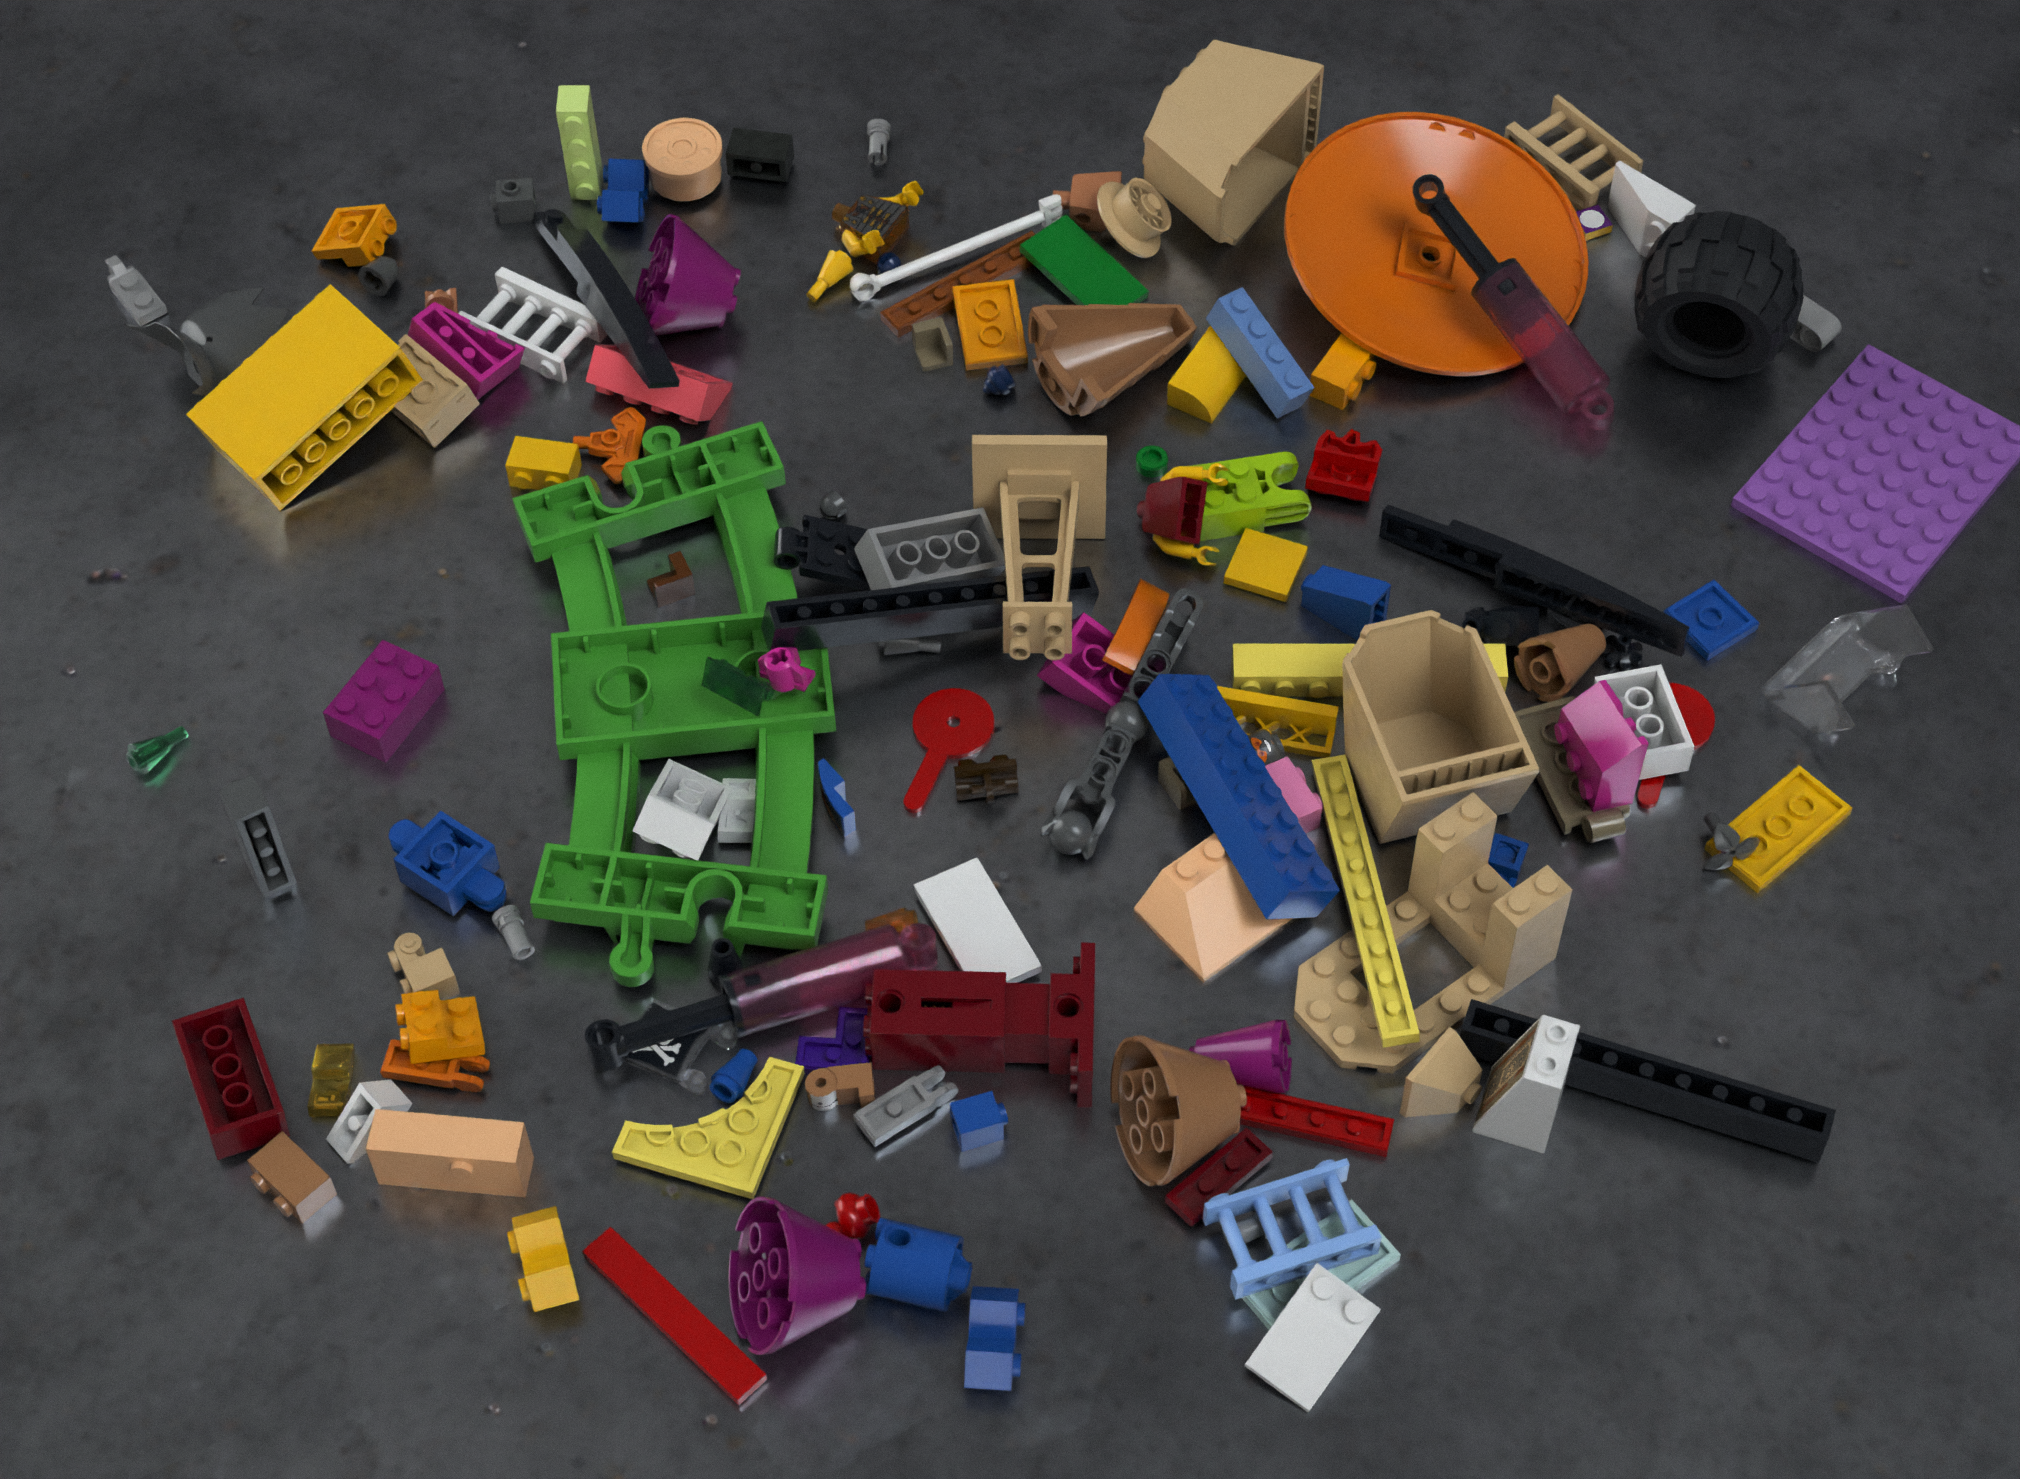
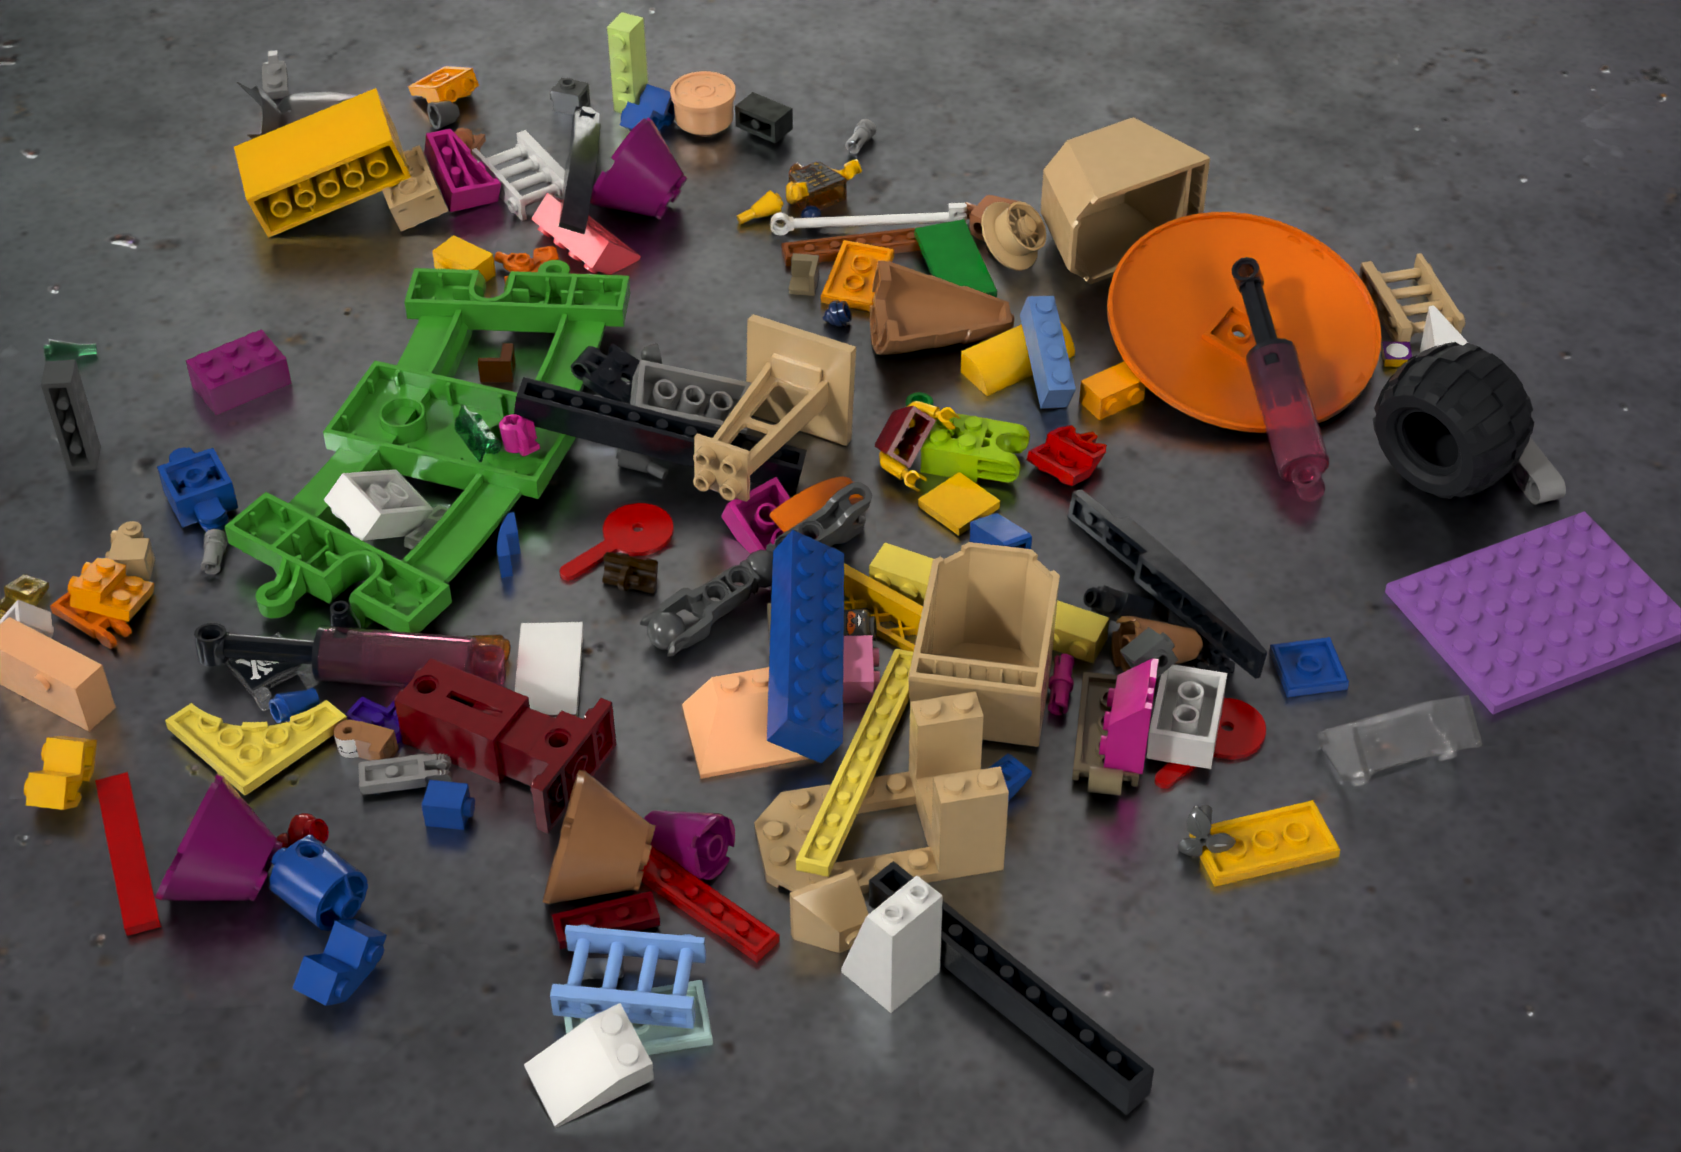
camera: 25 degrees right, 10 degrees down
(1580, 671) = (1148, 646): none -> dark grey brick

